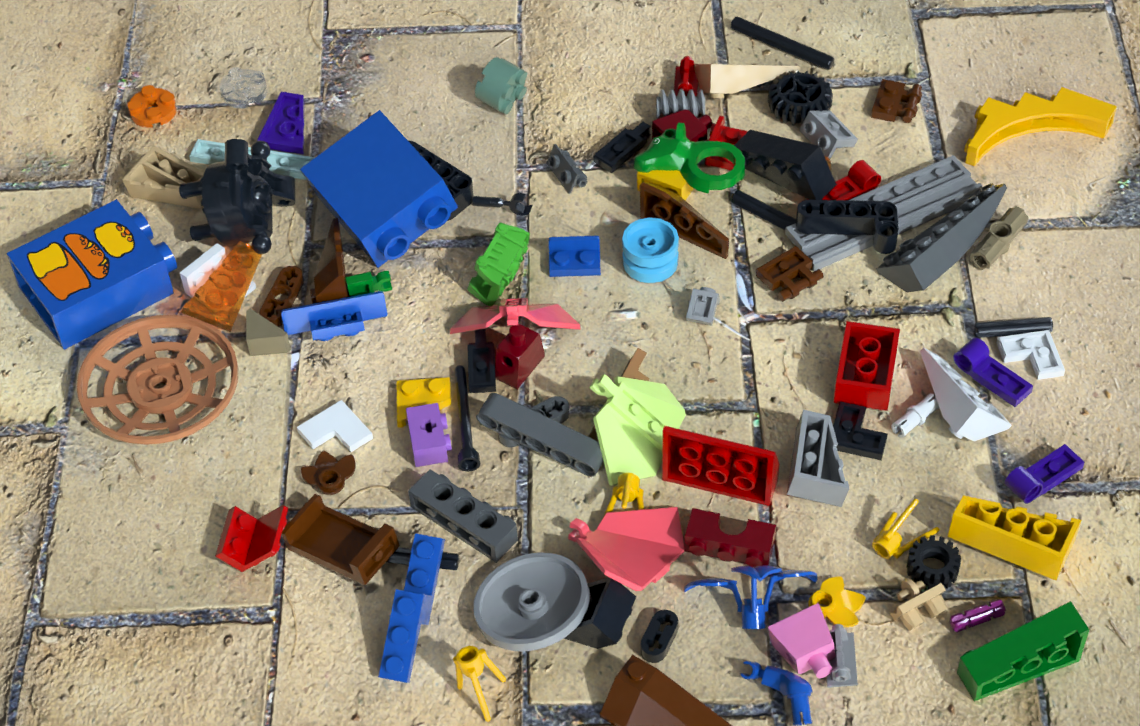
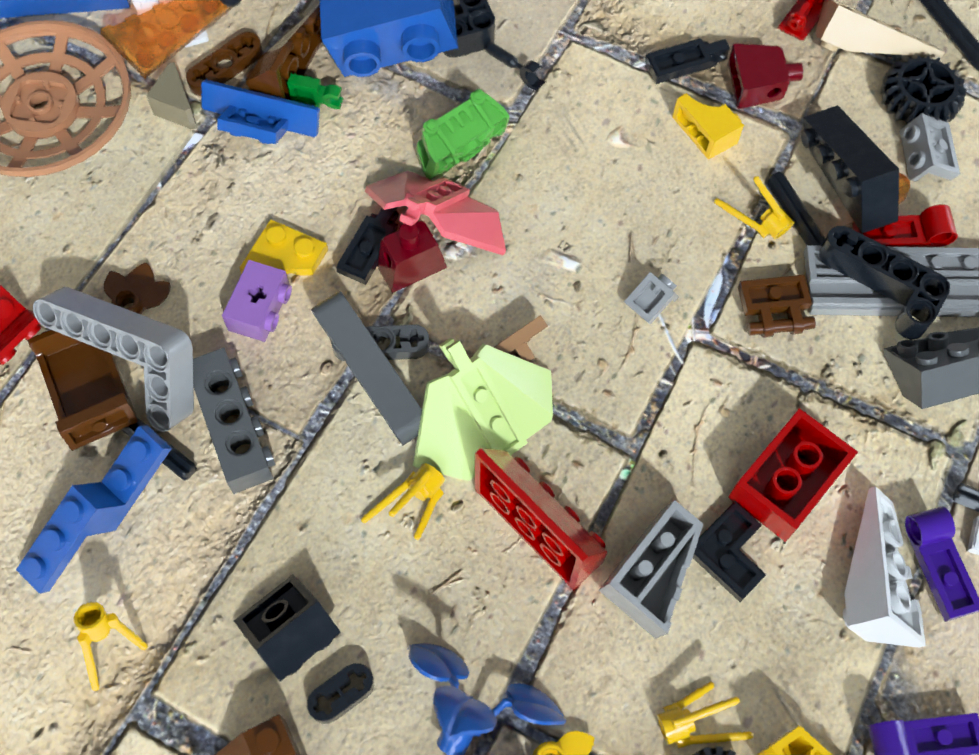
camera: 25 degrees right, 15 degrees up
(337, 422) = (181, 236): white tile -> none
(365, 490) = (142, 340): none -> light grey beam
(468, 457) = (283, 350): black piece -> none
(531, 601) = (223, 575): light grey dish -> none
(565, 169) = (608, 47): dark grey hinge -> none
(574, 256) = (551, 165): blue bracket -> none
(633, 544) = (374, 565): coral panel -> none
(650, 250) = (634, 199): medium azure wheel -> none
(674, 103) = (775, 35): light grey piece -> none
(677, 152) = (738, 98): green animal -> none
(689, 223) = (689, 167): reddish brown wedge -> none
(723, 134) = (800, 101): red bracket -> none
(750, 547) = (515, 638): dark red arch -> none
(753, 221) = (774, 220): none -> yellow plant
(915, 415) = (814, 568): white pin -> none

